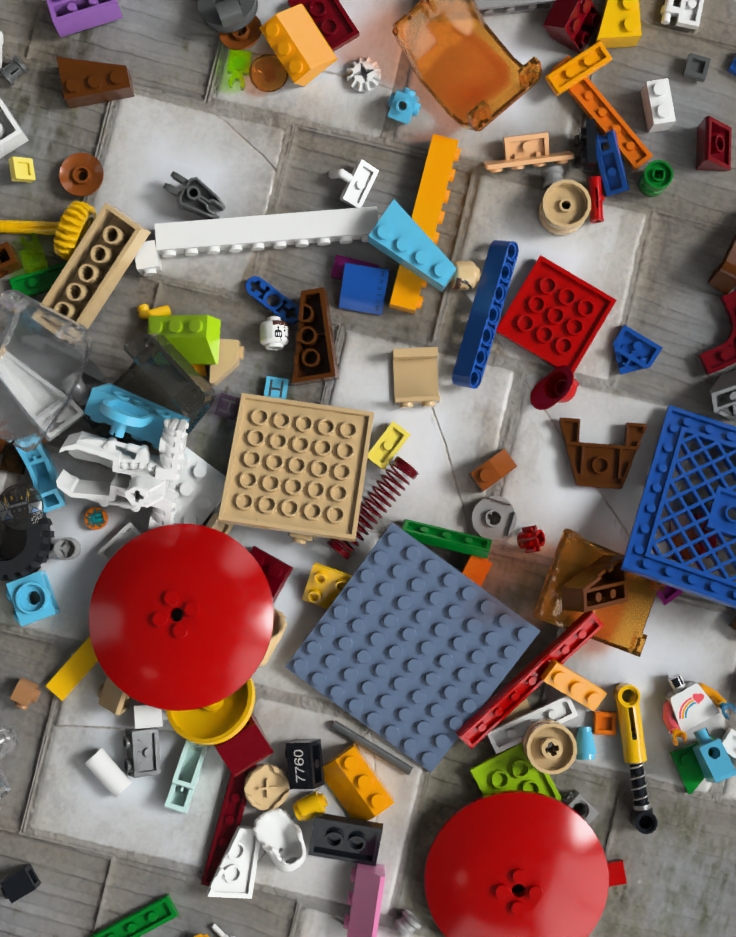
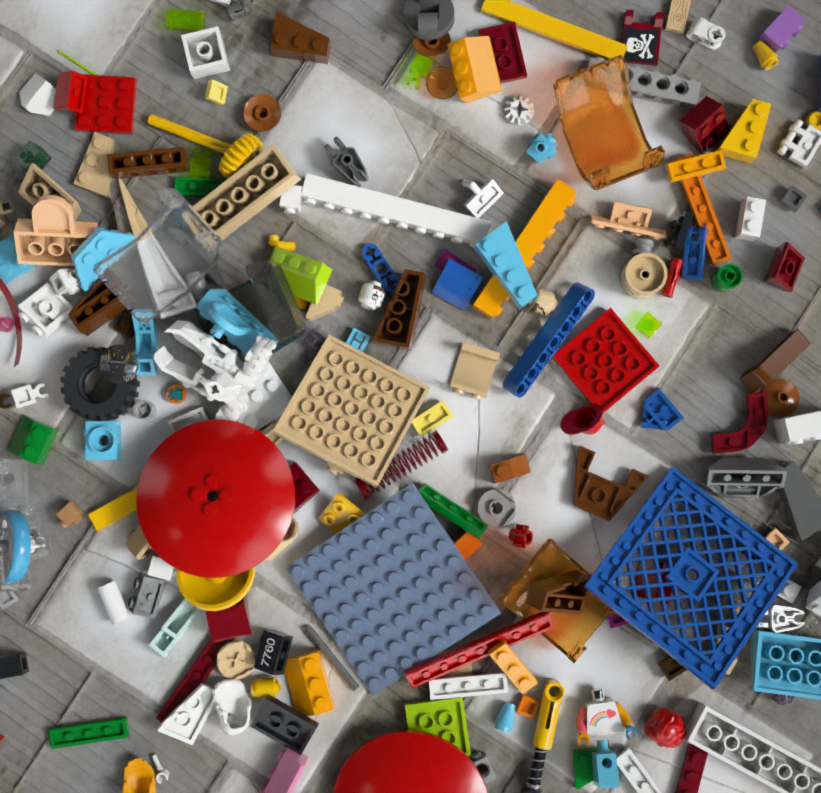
camera: 25 degrees right, 0 degrees up
(559, 756) = (475, 721): tan wheel -> none
(588, 260) = (648, 325): none -> clear neon green plate

